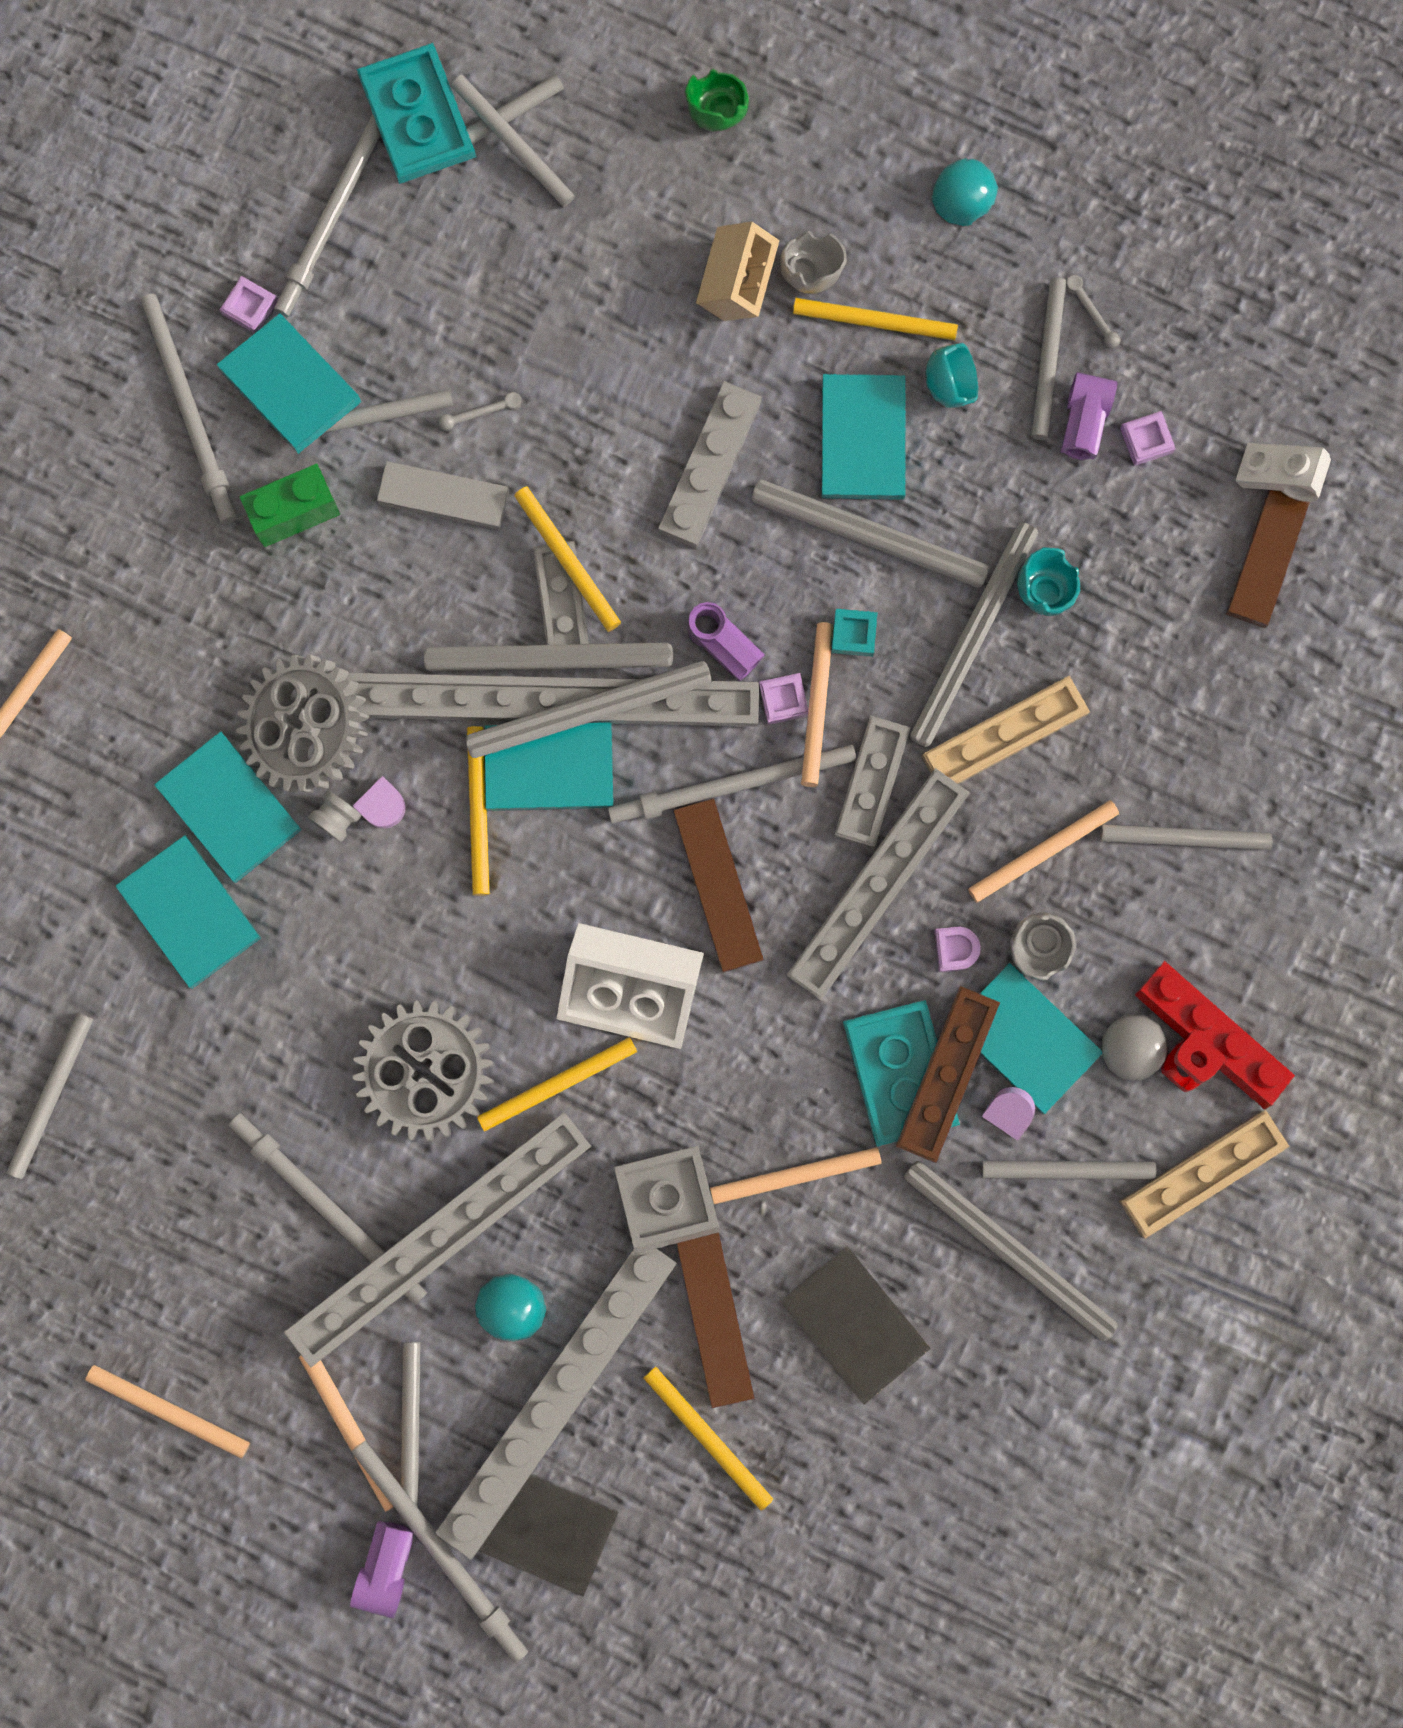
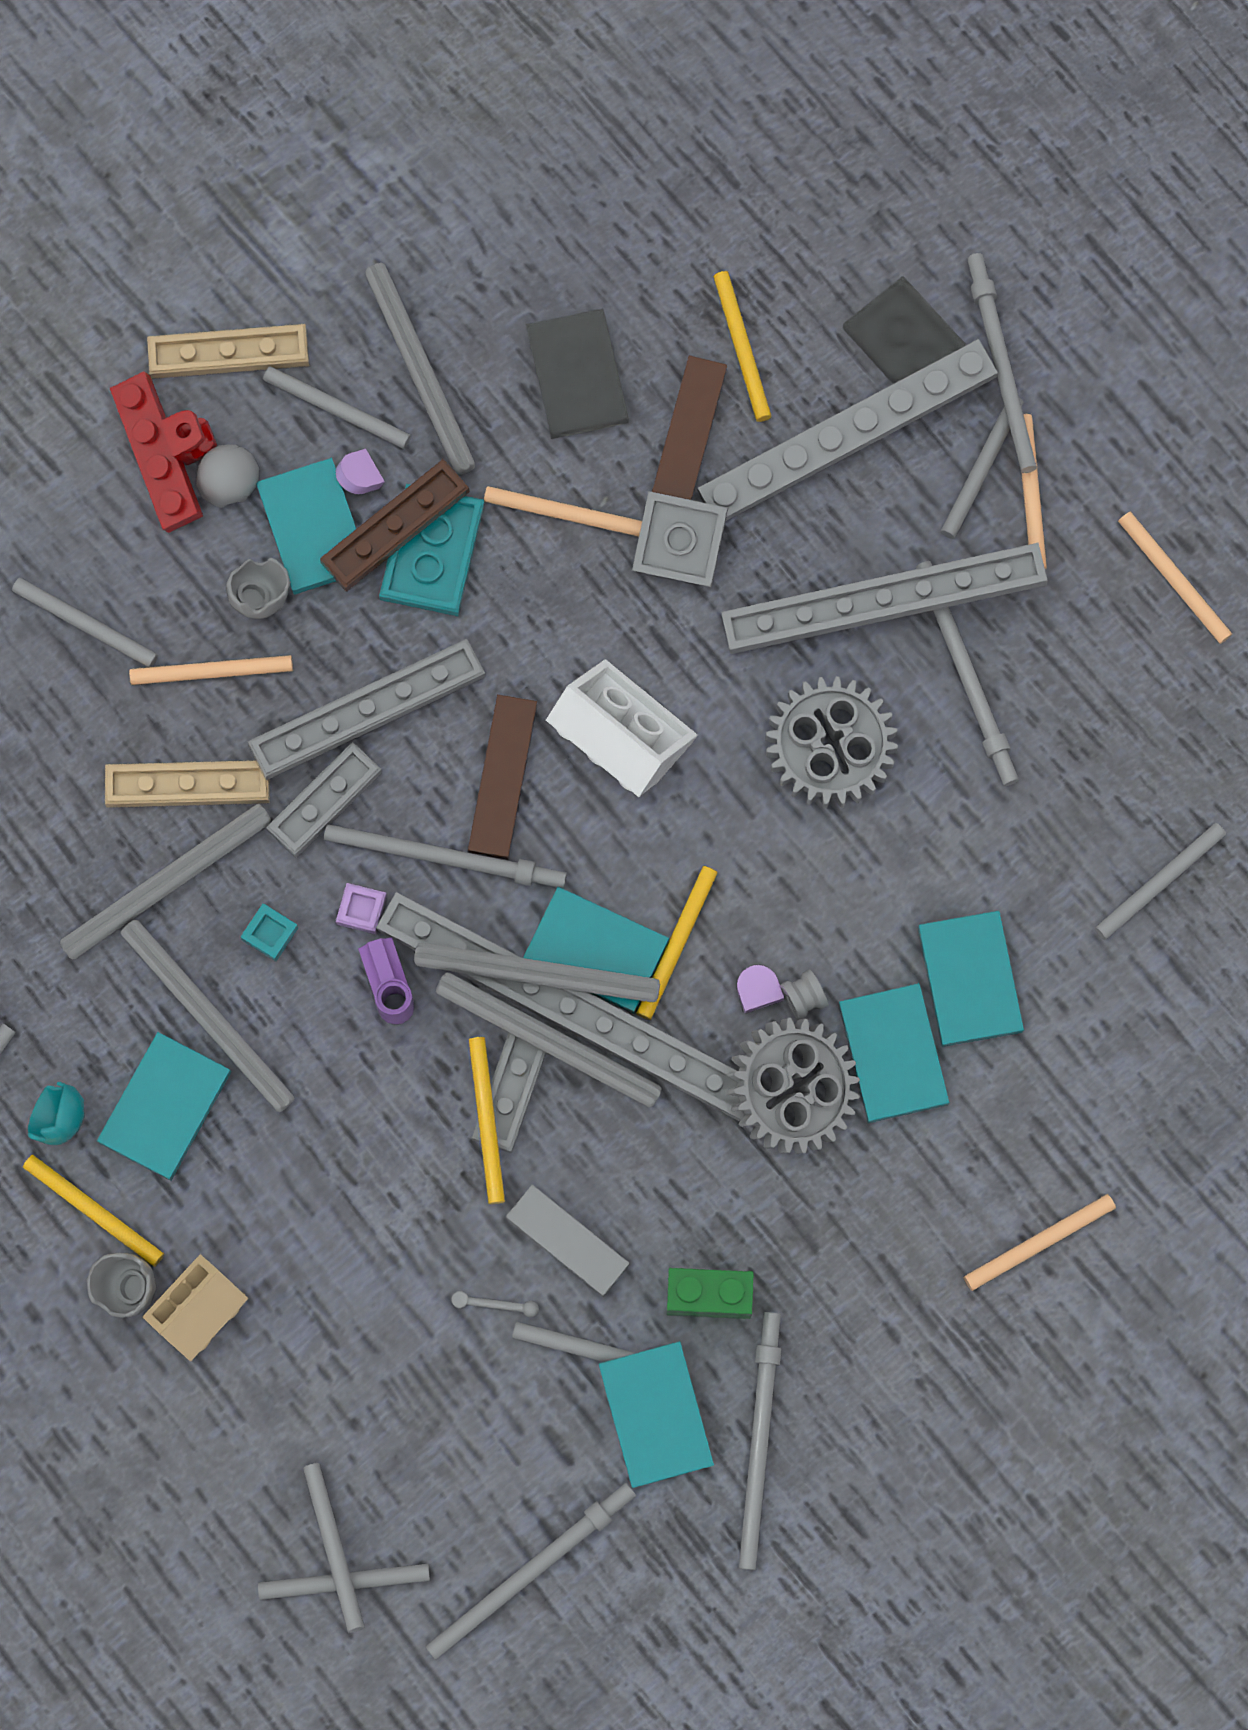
camera: 150 degrees left, 5 degrees down
(248, 305) = (657, 1514): lavender tile -> none
(381, 1580) = (1058, 363): medium lavender piece -> none
(416, 113) = (409, 1620): teal tile -> none
(510, 1307) = (853, 521): teal hair -> none
(556, 1084) = (739, 680): yellow bar -> none
(710, 465) = (314, 1149): light grey plate -> none
(716, 100) = (123, 1488): green hair -> none
(817, 705) = (335, 885): light nougat bar -> none
(956, 948) = (330, 626): lavender tile -> none
(1048, 582) = (77, 888): teal hair -> none

